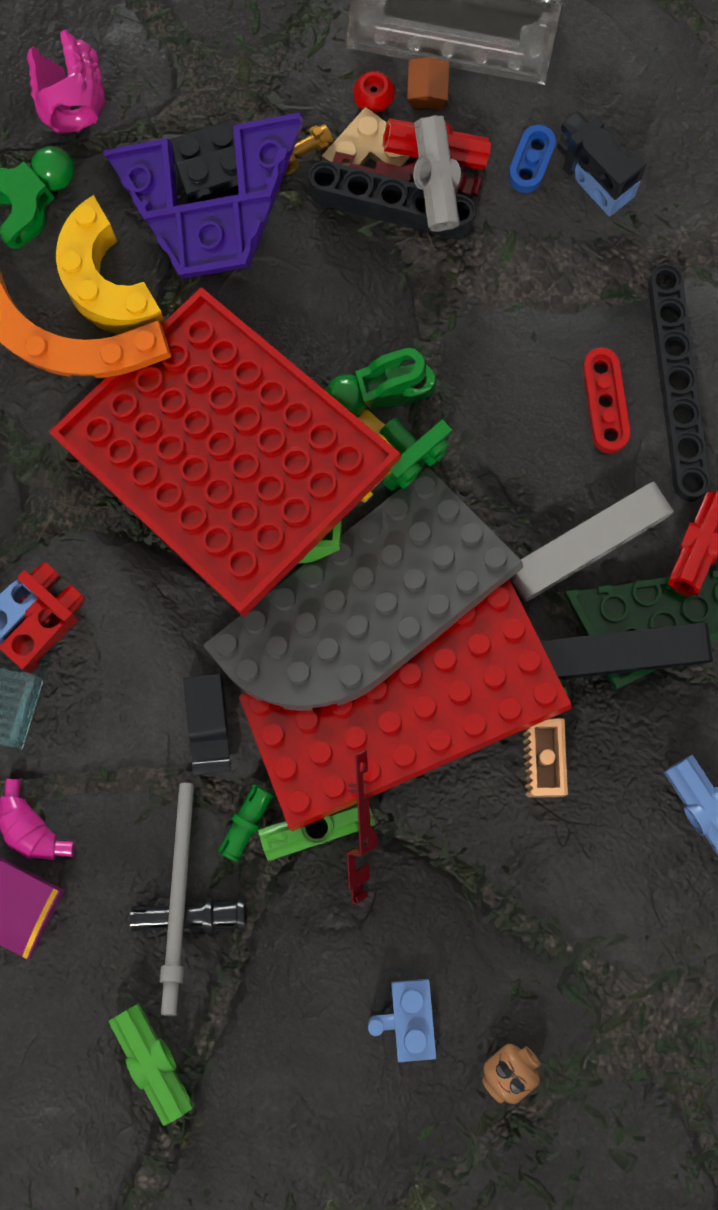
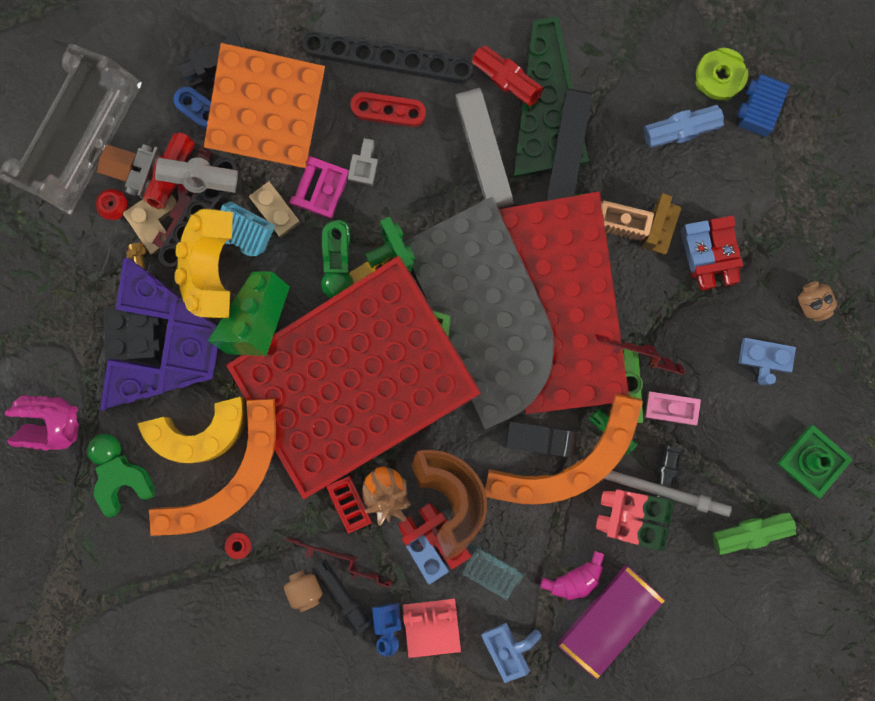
camera: 75 degrees left, 5 degrees up
(49, 484) = (348, 481): none -> red slope
(80, 534) = (385, 494): none -> medium nougat hair
(117, 629) = (463, 490): none -> dark orange brick
(128, 886) = (627, 516): none -> hips
(169, 790) = (581, 475): none -> orange plate
(273, 298) = (252, 316): none -> green wedge
(276, 1129) = (814, 461): none -> green plate
(299, 899) = (672, 408): none -> bright pink plate
(319, 212) = (198, 263): none -> yellow brick
(386, 257) = (248, 230): none -> medium azure brick
(413, 109) = (145, 160): none -> light grey hinge
(426, 293) = (274, 209): none -> tan plate
(472, 351) = (327, 191): none -> dark pink plate
(516, 389) = (363, 167): none -> light grey plate
(532, 912) = (712, 251): none -> red hips
(556, 816) = (662, 226): none -> pearl gold bracket
(557, 234) = (263, 105): none -> orange plate

